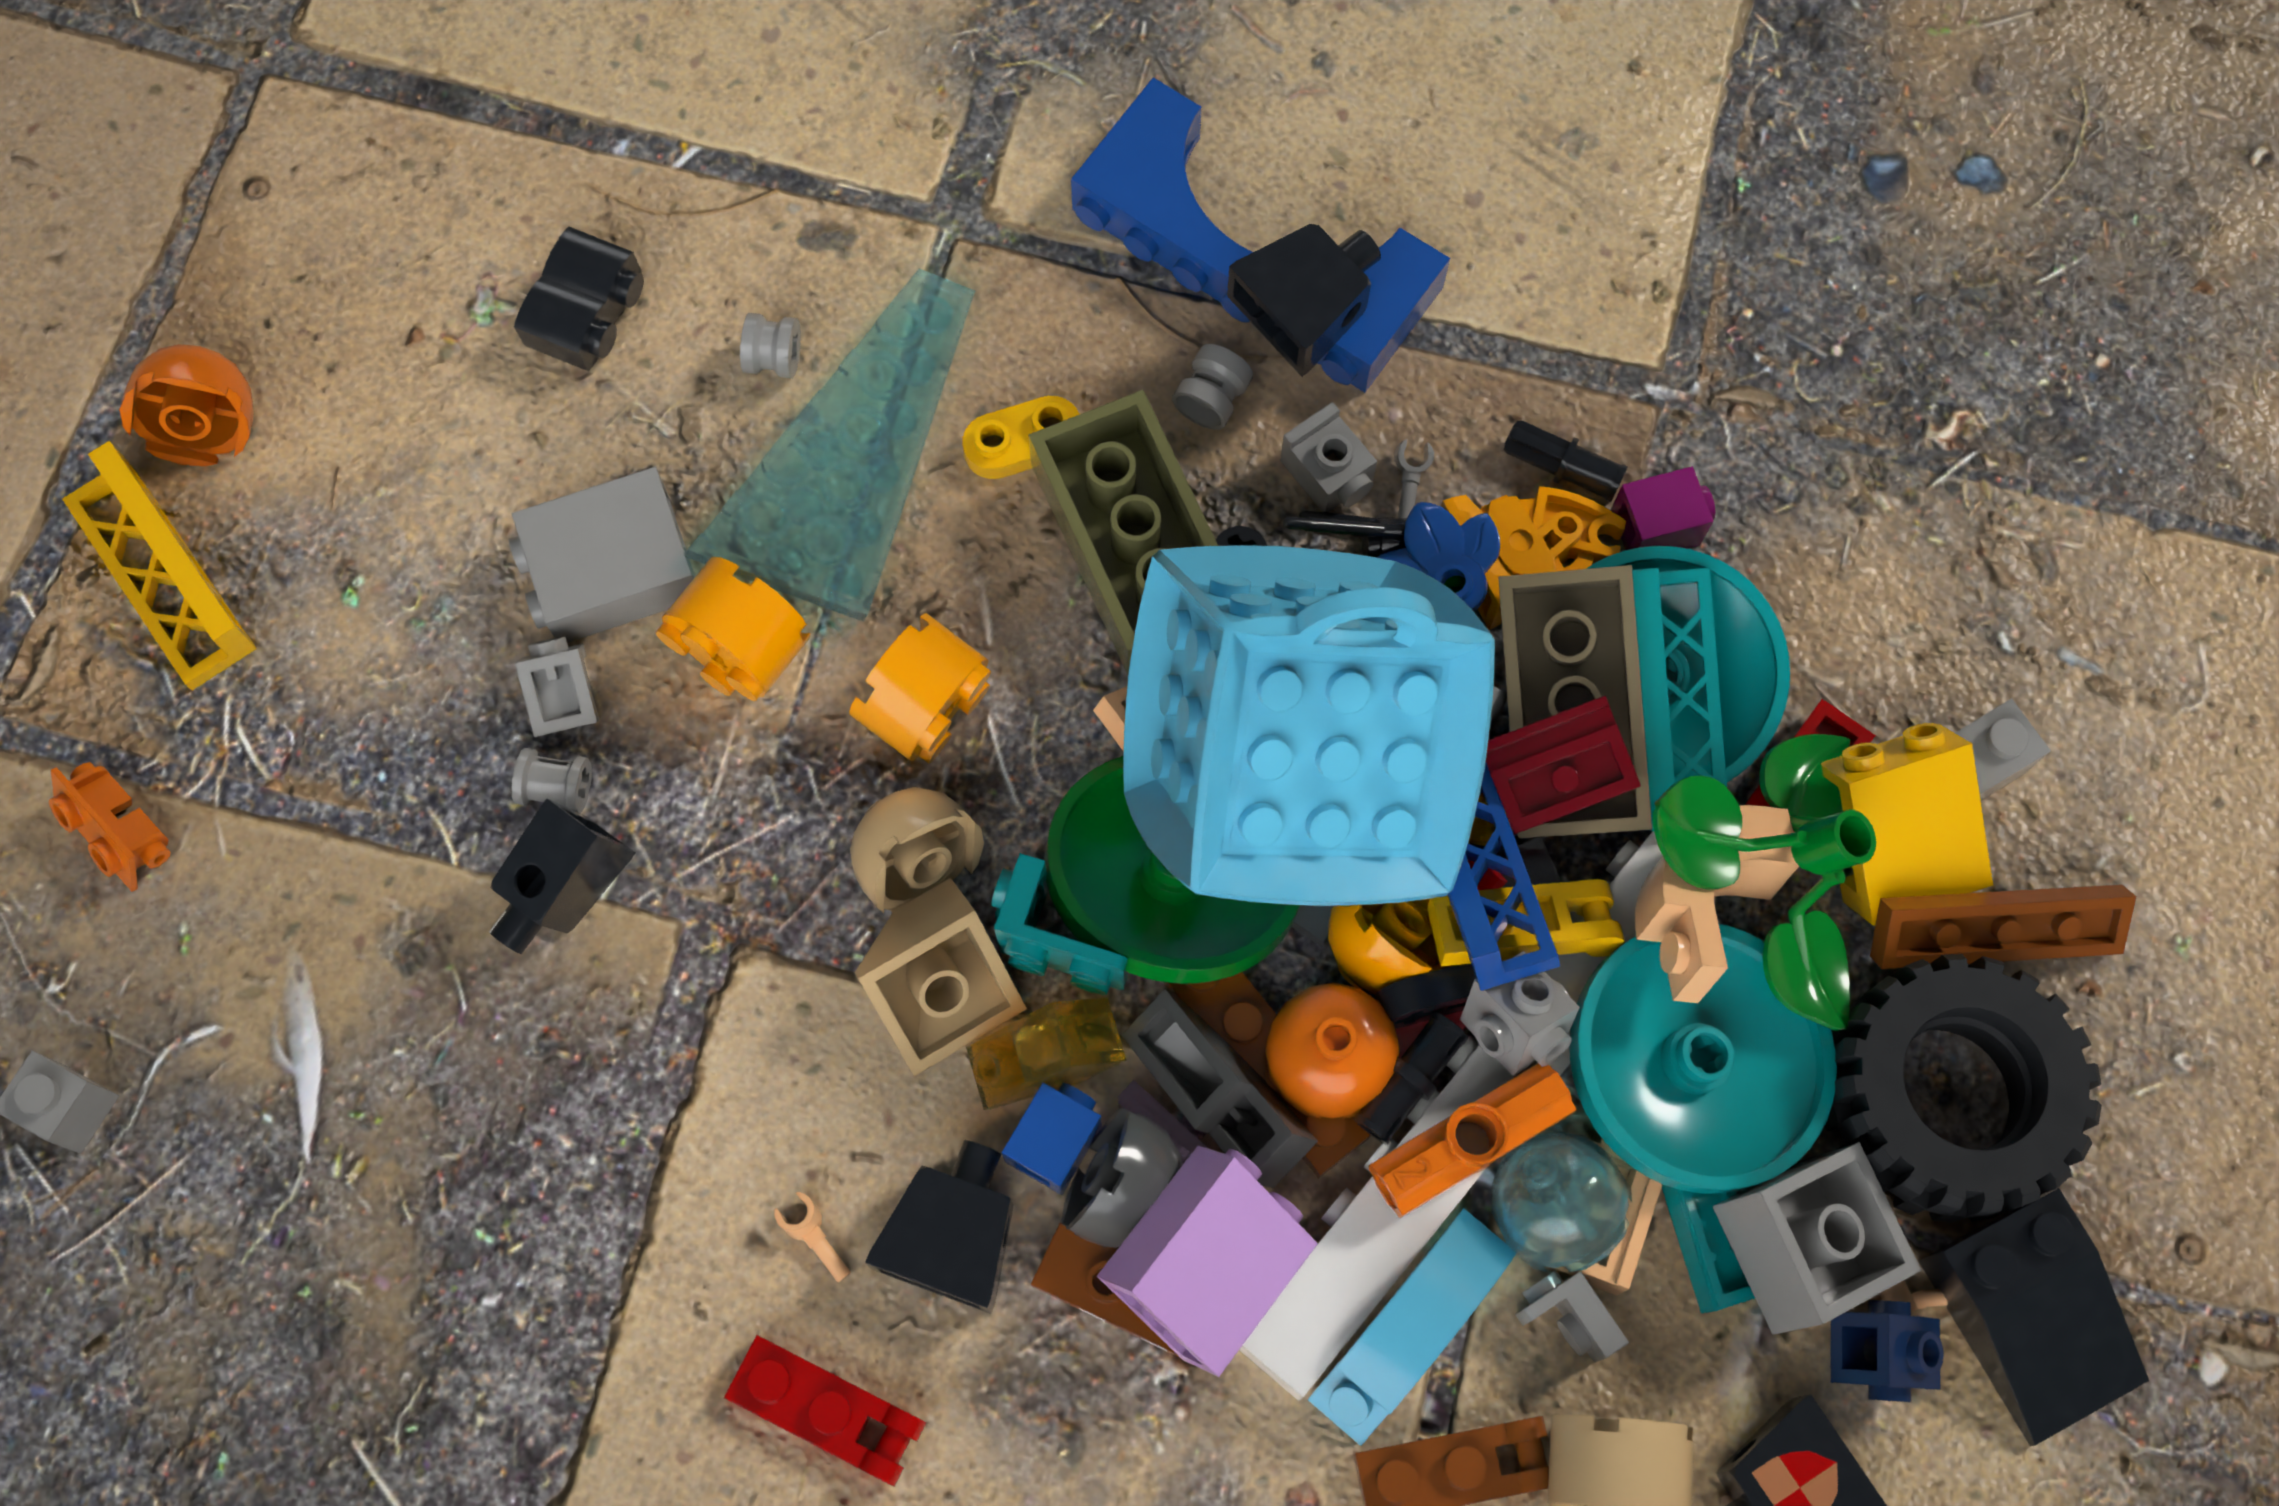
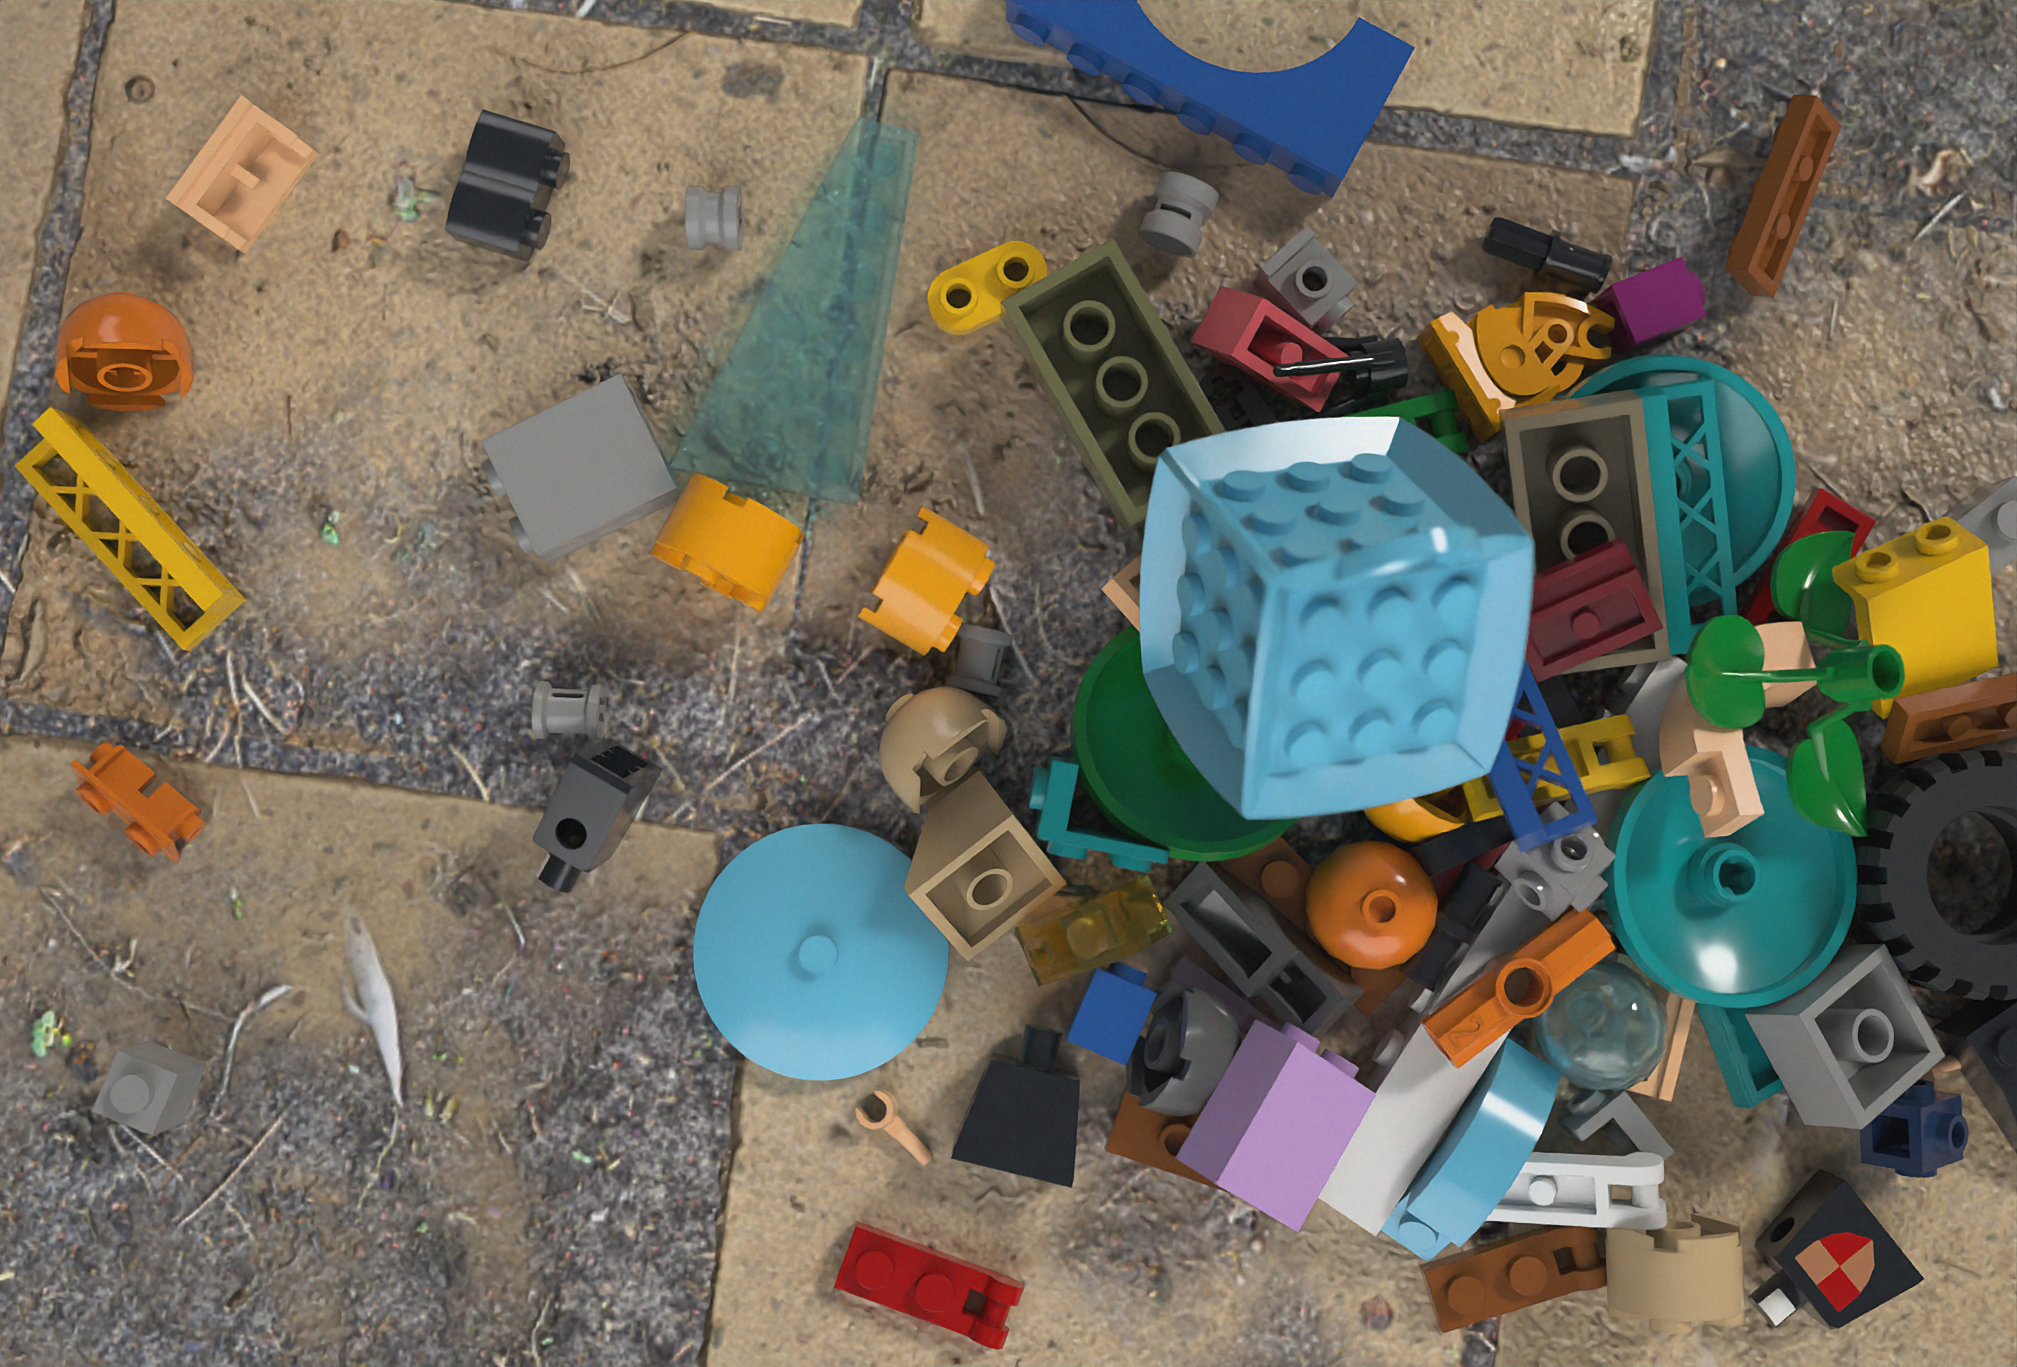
camera: 10 degrees left, 15 degrees up
(334, 264) = (242, 175): none -> light nougat hinge
(556, 686) = (556, 612): light grey bracket -> none
(763, 1050) = (818, 953): none -> medium azure dish
(968, 772) = (979, 660): none -> light grey bush
(1268, 489) = (1257, 336): none -> coral slope
(1304, 291) = (1270, 108): black torso -> none
(1410, 476) = (1390, 289): light grey hand -> none
(1446, 549) = (1432, 377): blue plate -> none
(1520, 1375) = (1579, 1191): none -> white plate
(1797, 430) = (1782, 196): none -> dark orange plate

